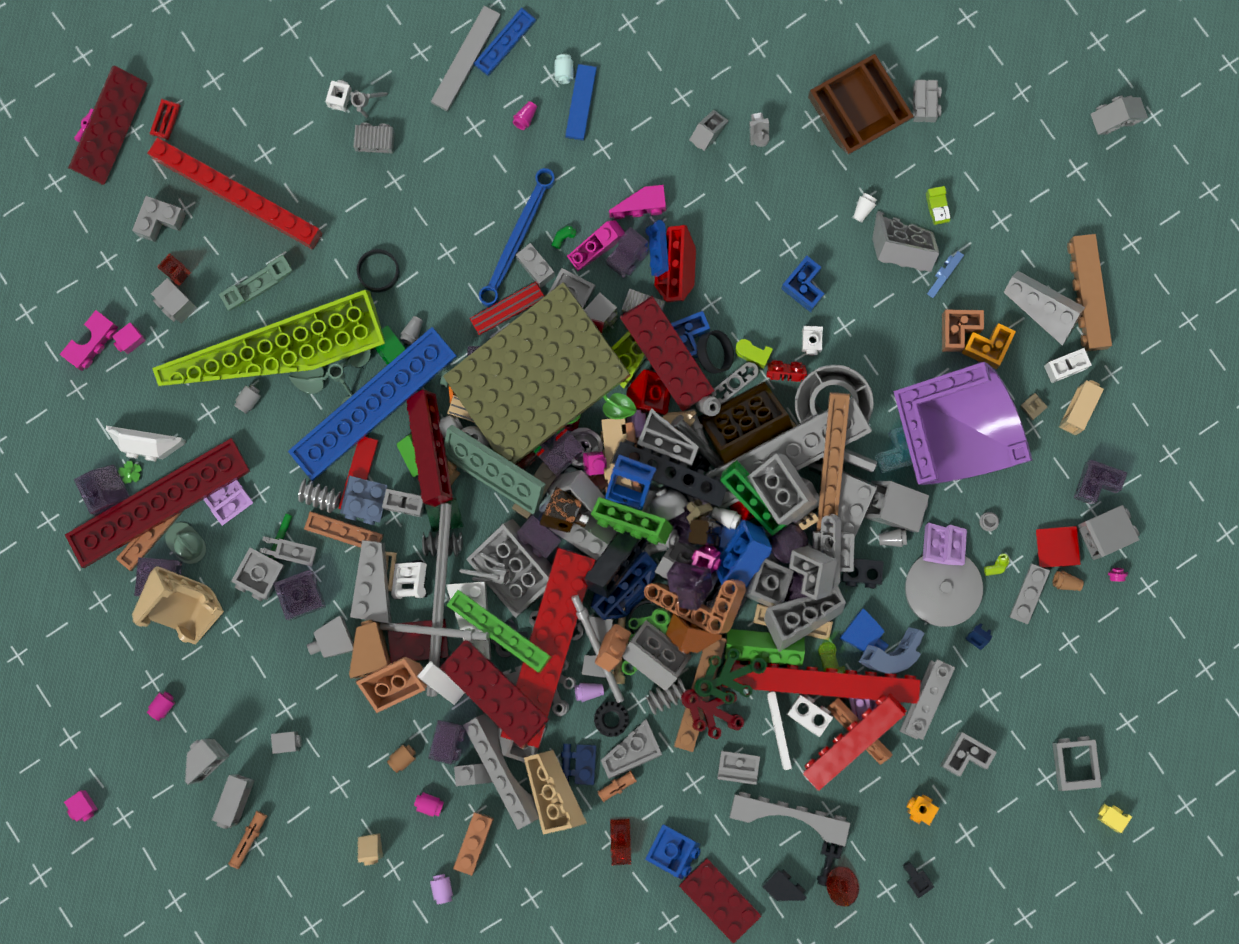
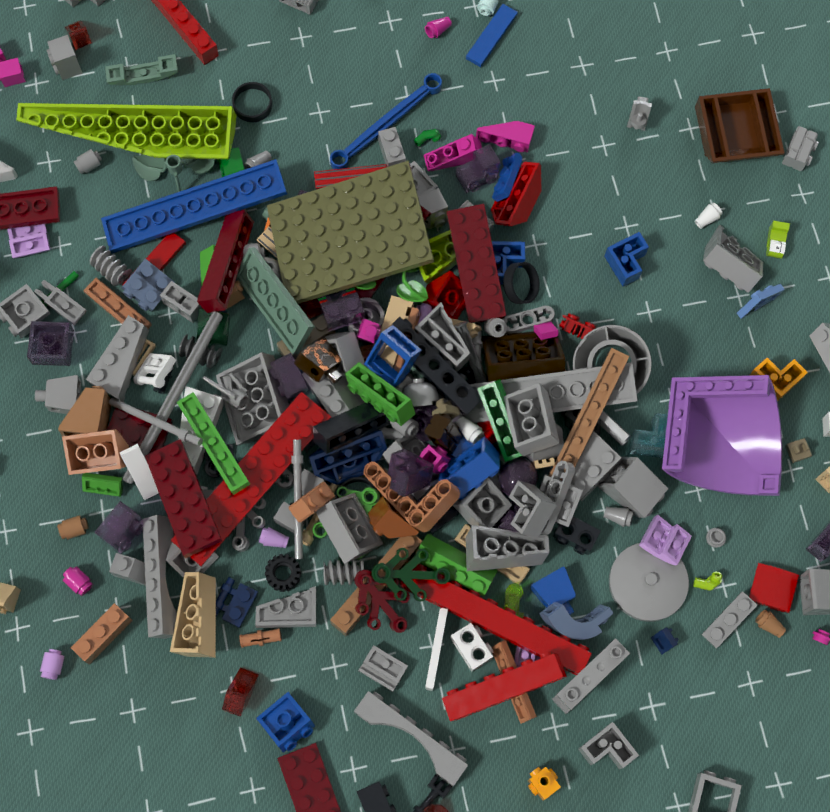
camera: 15 degrees right, 10 degrees down
(410, 707) = (102, 484): none -> bright green plate
(708, 130) = (594, 98): light grey slope -> none
(753, 354) = (551, 297): lime leg -> none
(756, 388) = (546, 330): none -> dark pink tile
(807, 346) = (616, 302): white brick -> none
(956, 324) = (756, 347): nougat brick -> none

